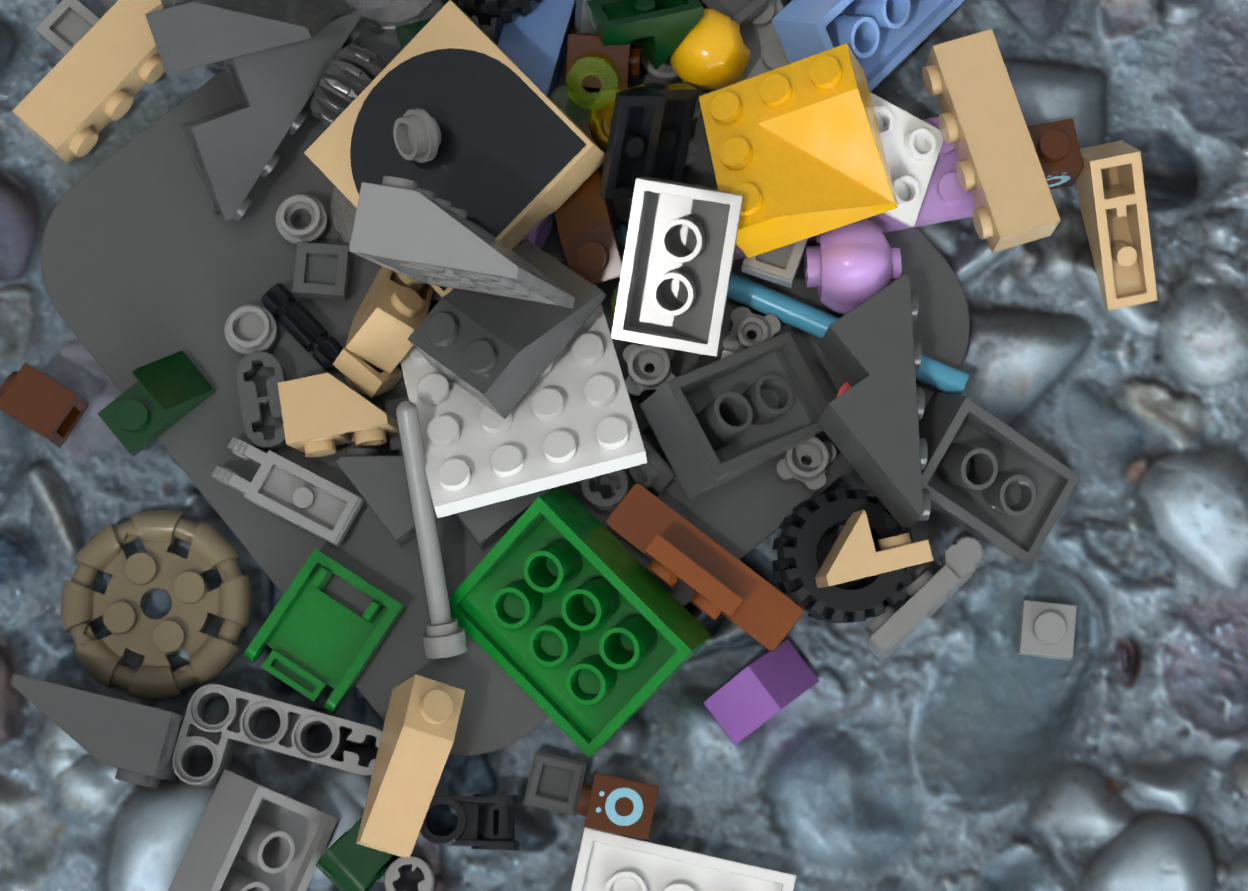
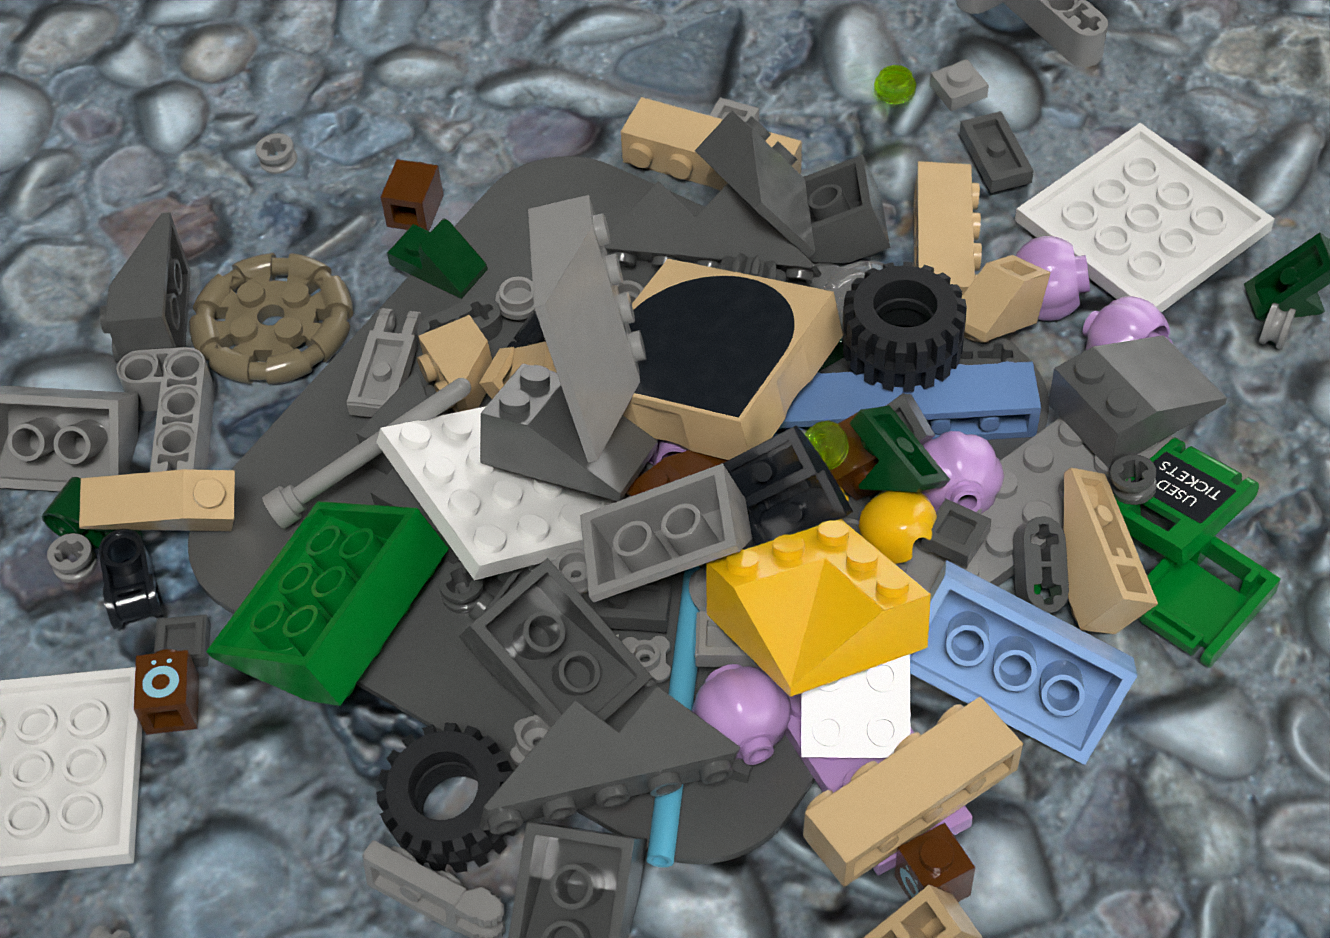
camera: 75 degrees right, 25 degrees down
(318, 638) = (268, 426): green container -> none
(417, 136) = (700, 305): light grey plate -> none
(703, 566) = (400, 680): dark orange bracket -> none
(760, 691) = (310, 781): medium lavender slope -> none
(856, 558) = (437, 778): tan slope -> none

